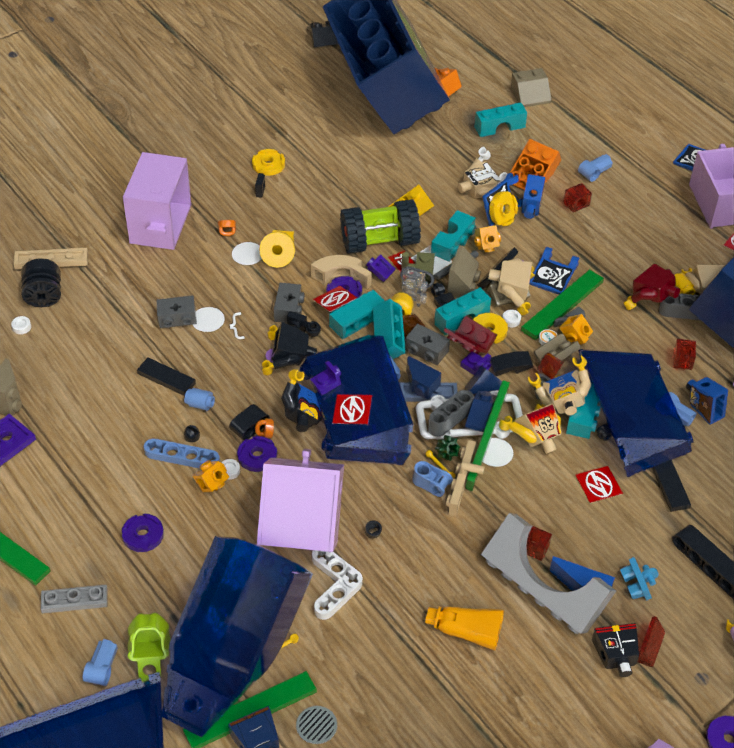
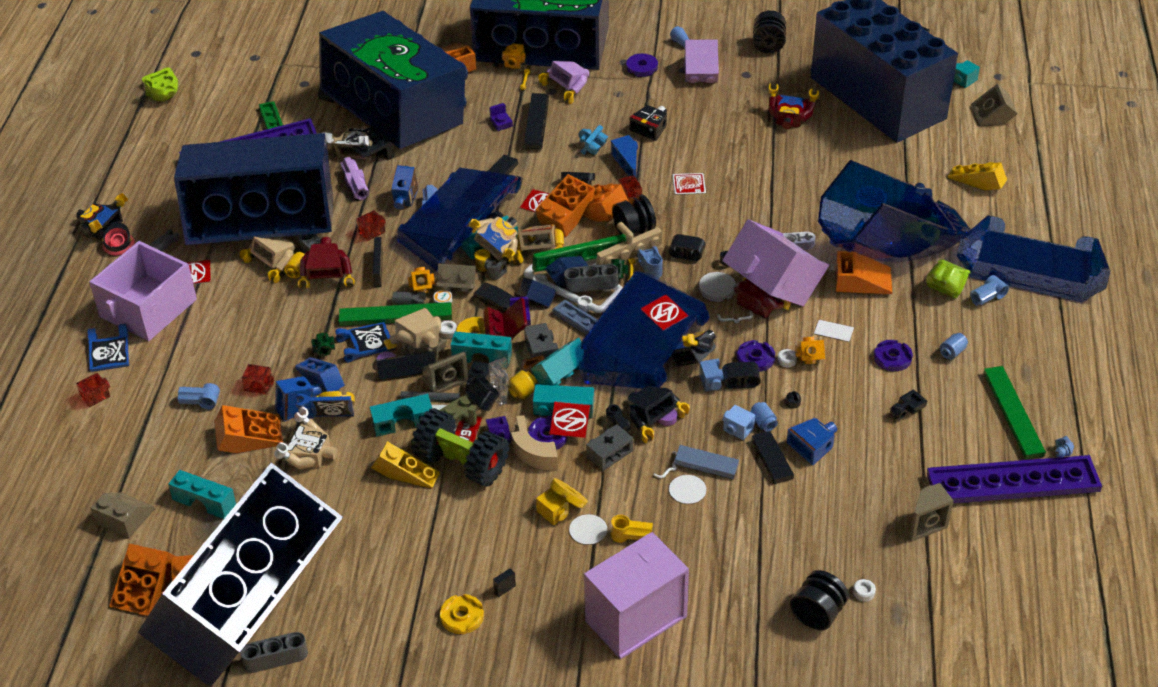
camera: 135 degrees left, 5 degrees down
(61, 257) = (784, 640): tan plate -> none
(63, 599) = (982, 344): light grey tile -> none
(91, 489) = (909, 402): none -> black plate
(92, 570) = (953, 346): none -> medium blue brick
(145, 403) = (812, 439): none -> blue torso
(176, 311) = (713, 500): dark grey brick -> none
(182, 452) = (819, 386): medium blue beam -> none
(210, 340) = (706, 461): none -> sand blue tile
(214, 380) = (738, 422): none -> light blue brick
(215, 527) = (834, 330): none -> white sticker
(218, 259) = (625, 529): none -> yellow piece
(227, 224) = (581, 560): orange tile -> none
(268, 428) = (731, 357): orange tile -> none
(271, 404) = (710, 374): none -> medium blue brick
(327, 379) = (660, 341): dark purple bracket -> none
(342, 85) = (274, 652): none -> dark grey beam
(356, 498) = (717, 286): none -> white tile
(417, 515) = (687, 247): none -> black beam
(422, 378) = (580, 314): dark blue slope -> none
(469, 69) = (142, 579): none -> orange slope
(471, 624) = (722, 174): light orange piece -> none
(487, 238) = (382, 388): light orange brick -> none
(489, 500) = (635, 214): none -> black wheel
(502, 598) = (689, 183): none -> sticker
(509, 554) = (653, 143): light grey arch -> none
(541, 224) = (321, 372): none -> blue slope
(548, 507) = (601, 203): none -> orange slope
(550, 365) = (479, 263): clear red plate -> none
(559, 466) = (565, 204): none -> orange slope
(572, 243) = (323, 344): none -> dark green gear
(596, 526) = (585, 177): none -> black plate
(632, 328) = (377, 262): none -> black tile
(651, 643) = (622, 117): clear red slope -> none
(660, 130) = (93, 389): none -> clear red brick

